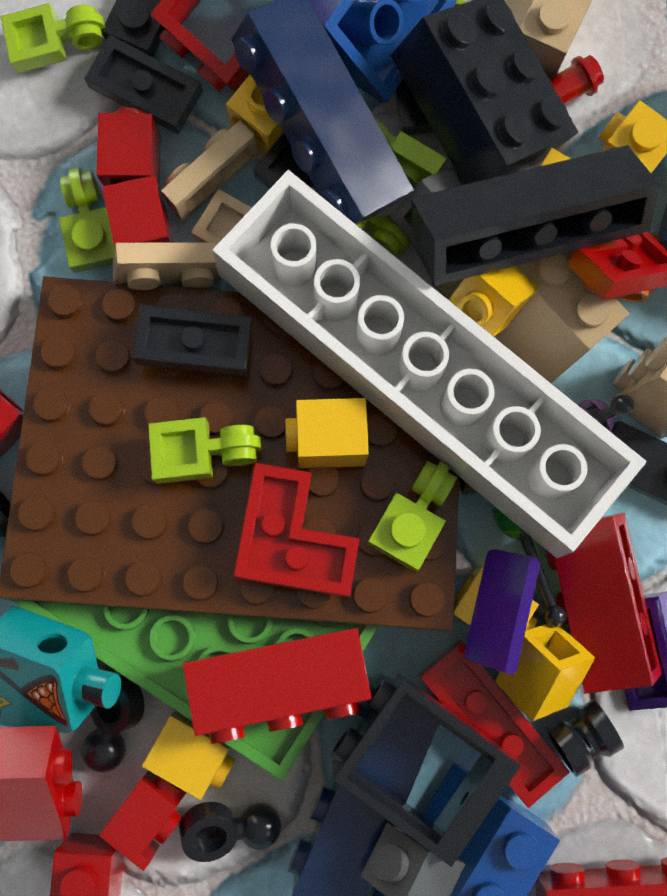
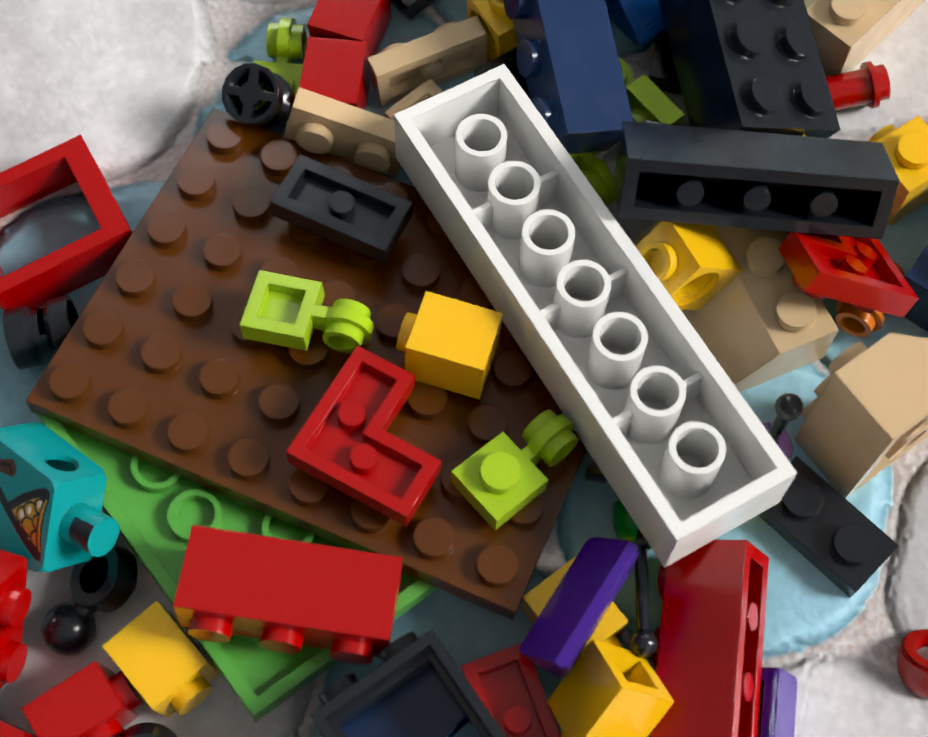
camera: 25 degrees right, 15 degrees down
(69, 262) = (245, 91): none -> black wheel

